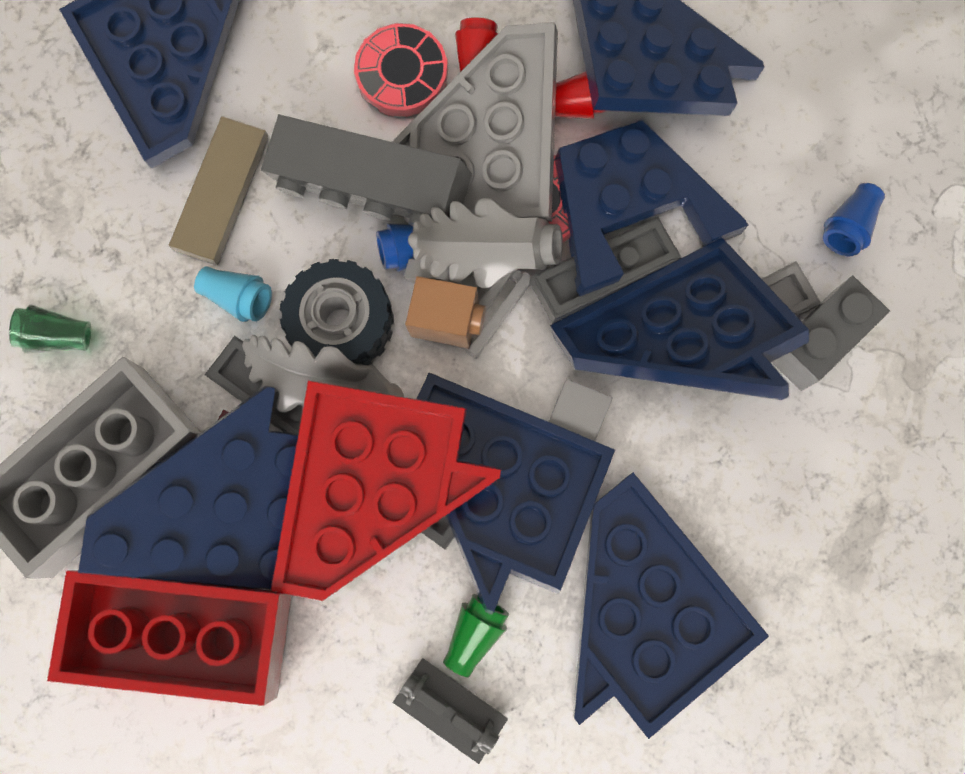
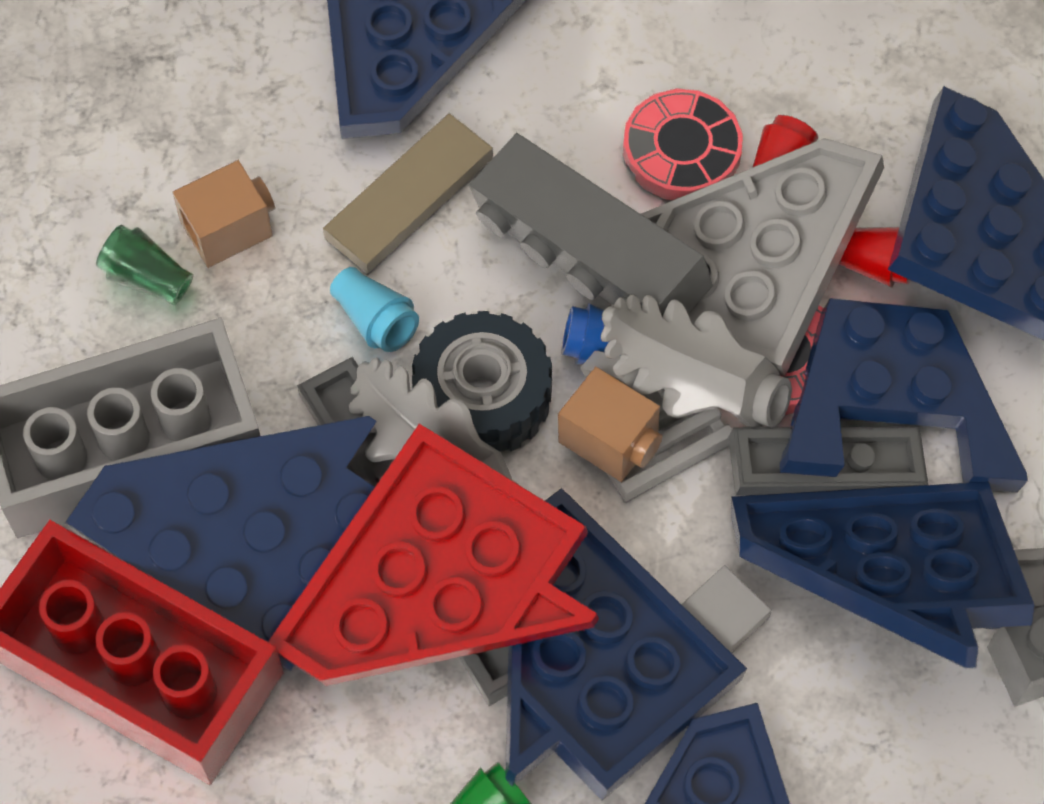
camera: 20 degrees right, 15 degrees down
(89, 264) = (225, 212): none -> medium nougat brick

